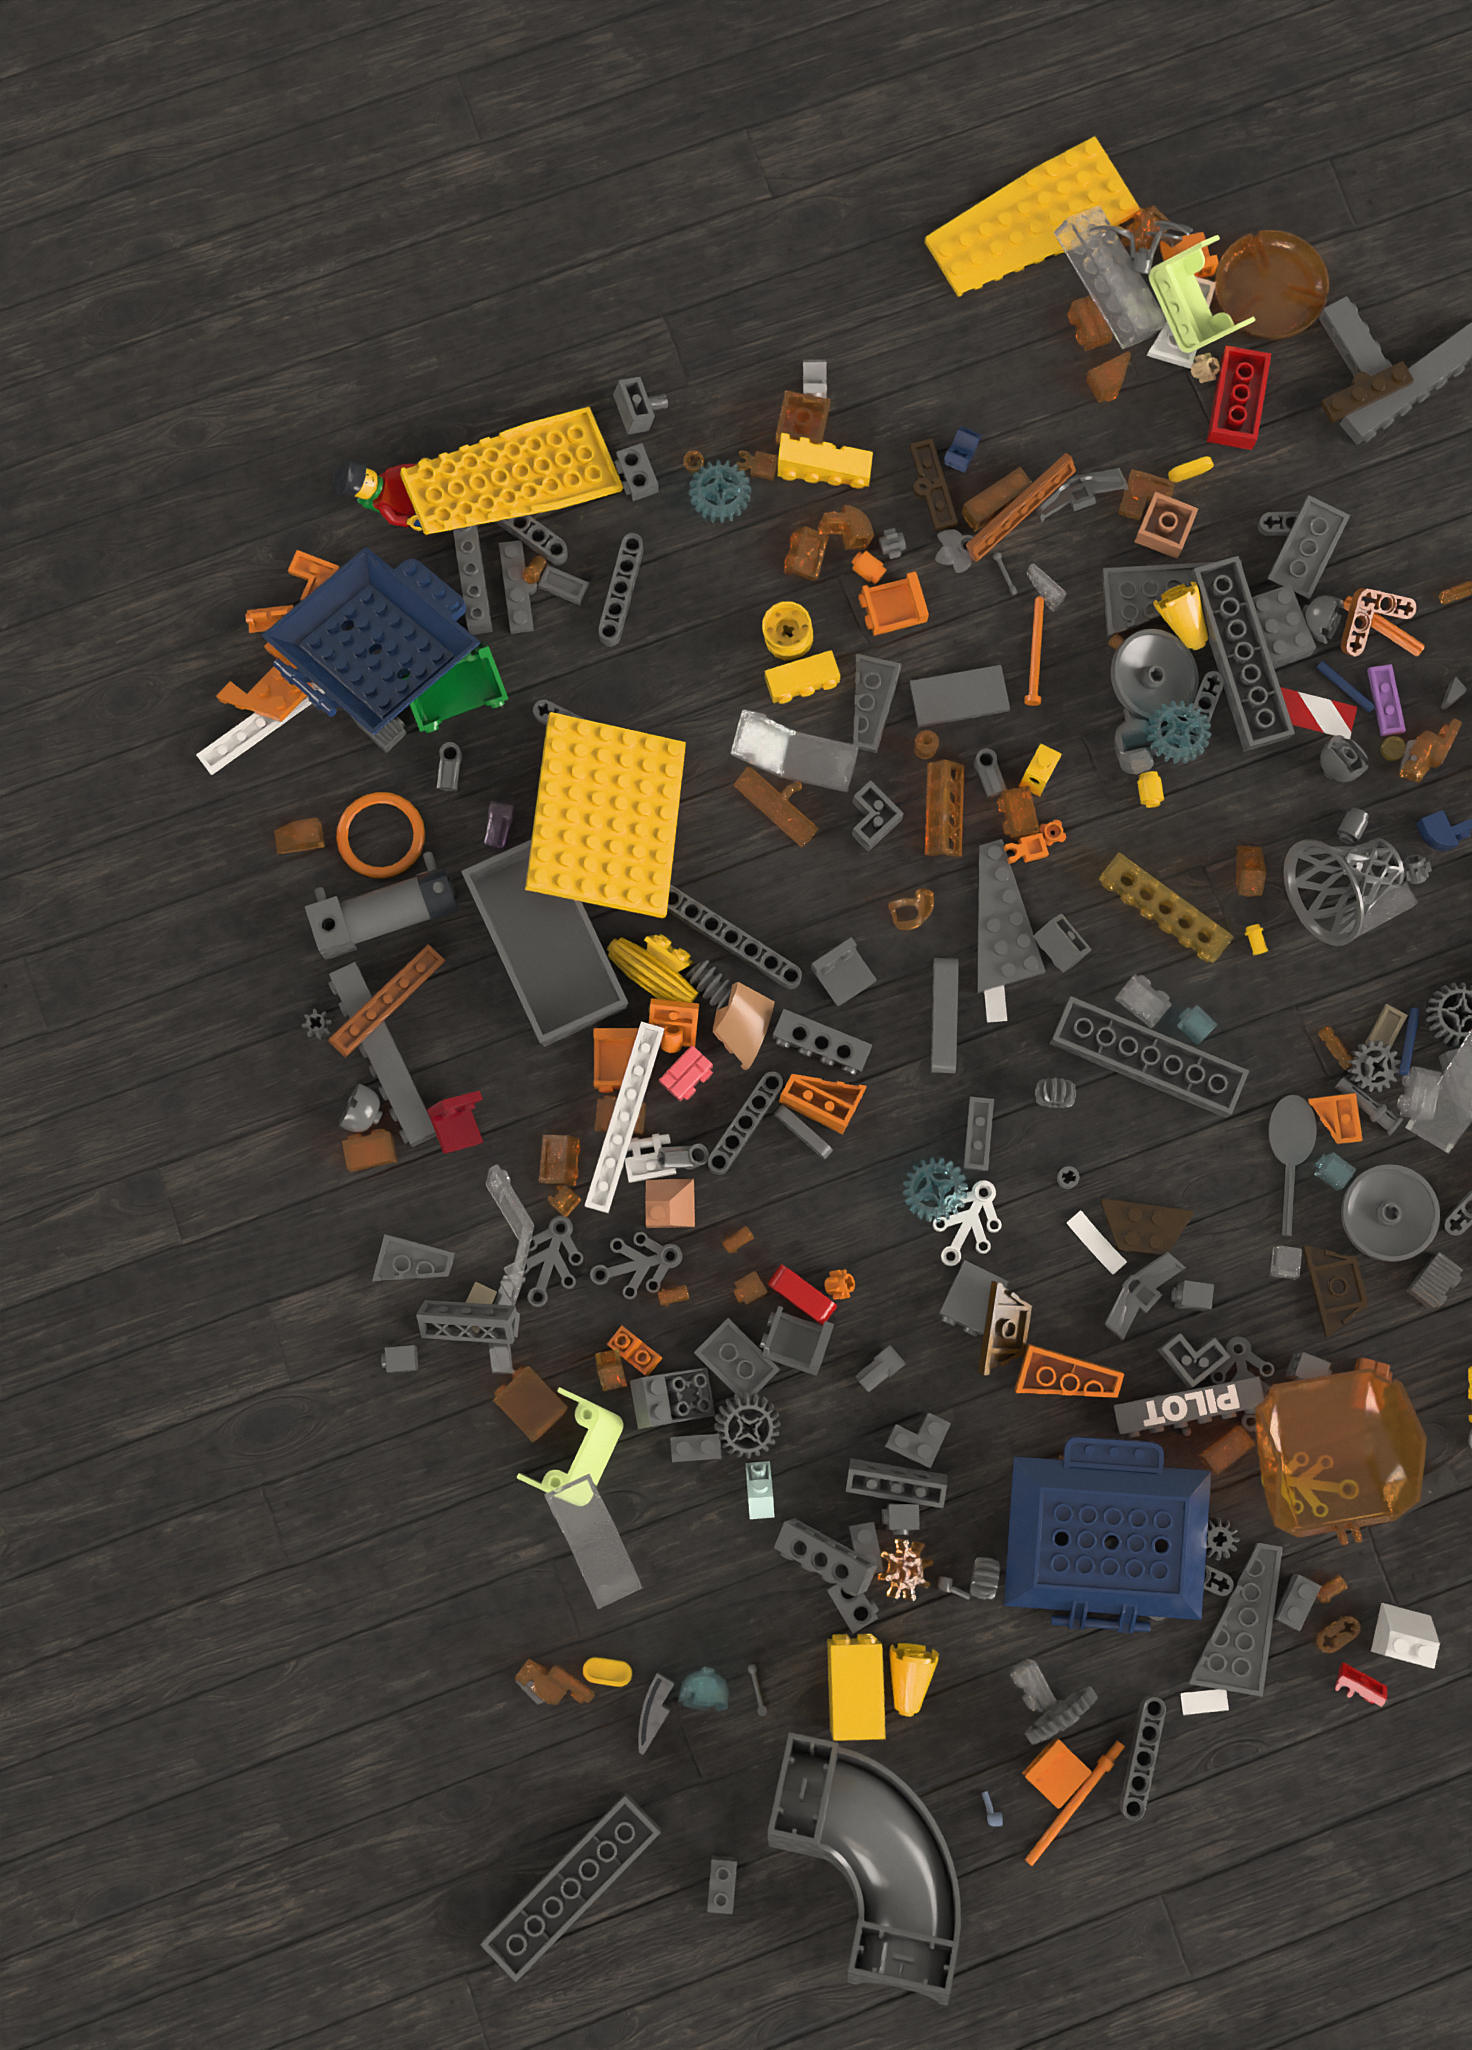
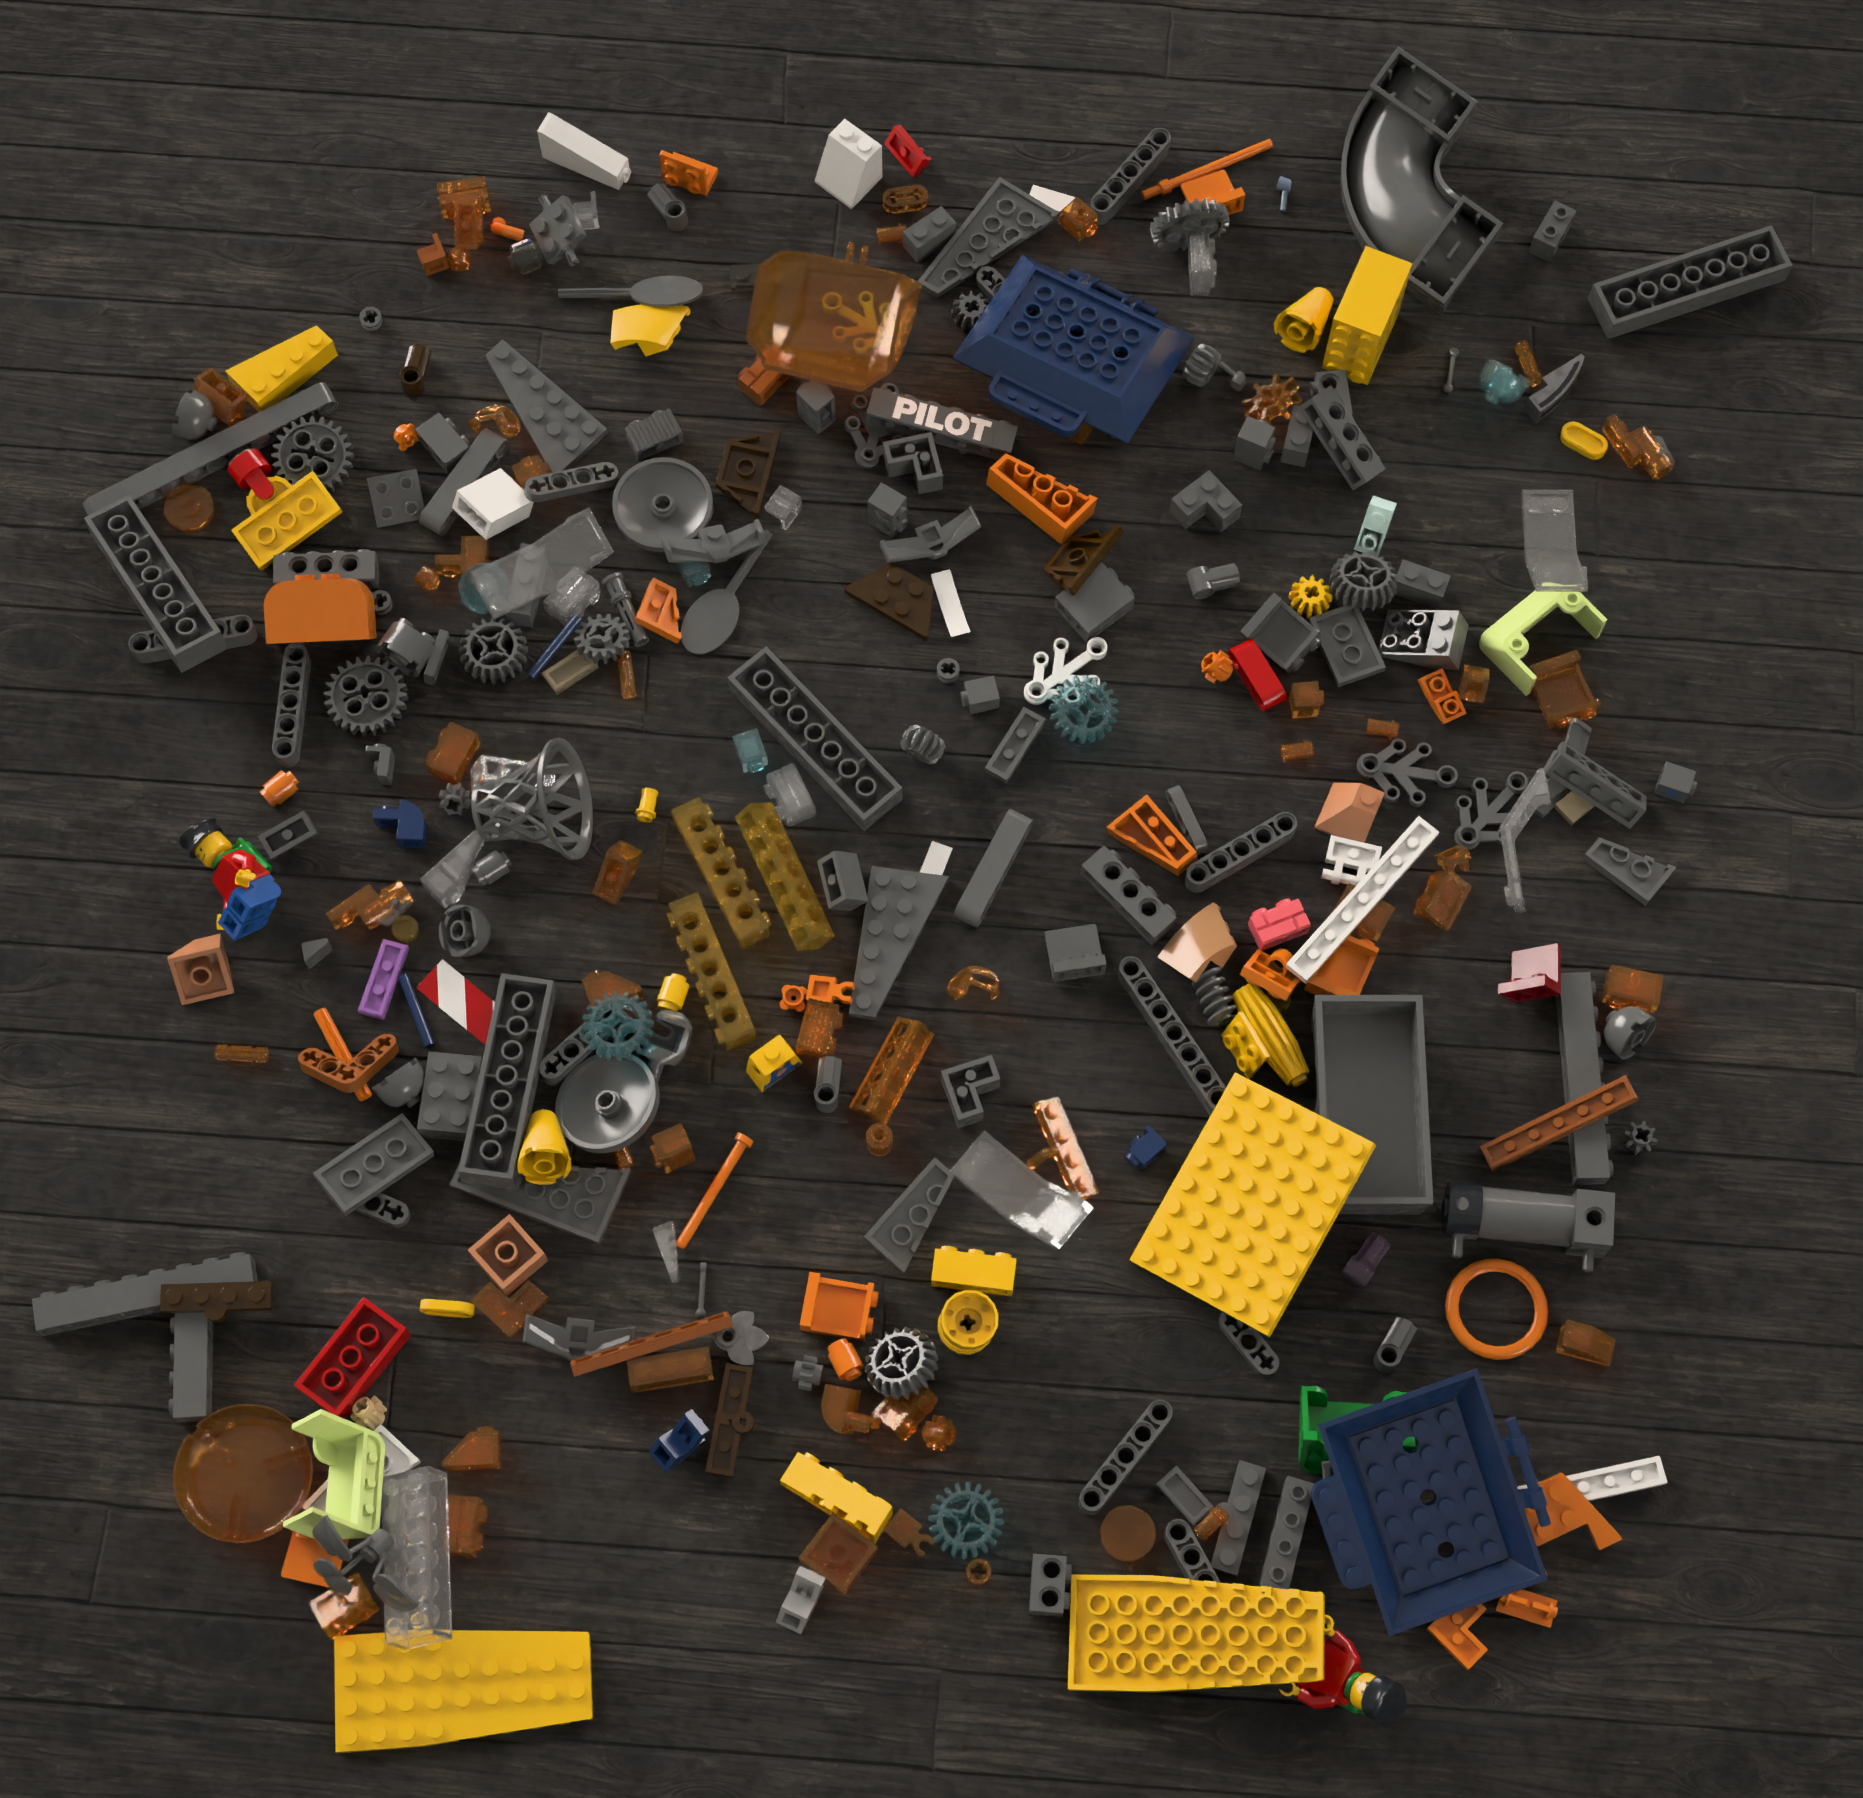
camera: 155 degrees left, 10 degrees down
(594, 539) = (1127, 1533): none -> clear orange tile
(635, 406) = (1015, 1661): dark grey brick -> none
(682, 1157) = (1320, 842): dark grey piece -> none
(689, 1730) = (1528, 362): none -> clear orange axle
(712, 834) = (1145, 1149): none -> dark blue brick
(770, 543) = (939, 1433): none -> clear orange gear
(782, 1384) = (1301, 596): none -> yellow gear
(836, 581) = (918, 1360): none -> dark grey gear
(896, 1483) = (1245, 474): dark grey brick -> none
(959, 696) = (817, 1180): dark grey tile -> none
(1029, 1164) = (980, 695): none -> dark grey brick
(1083, 660) = (672, 1148): none -> clear orange brick
(1108, 913) = (784, 876): none -> clear yellow brick
(1132, 835) = (692, 910): none -> clear yellow brick
(1167, 1686) = (1079, 219): none -> clear orange brick
(1203, 769) = (600, 982): none -> clear orange slope
(1226, 1450) = (925, 376): clear orange brick -> none
(1325, 1192) = (714, 544): none -> dark grey plate
(1381, 805) = (450, 875): none -> clear slope
(1440, 908) = (453, 753): none -> clear orange brick

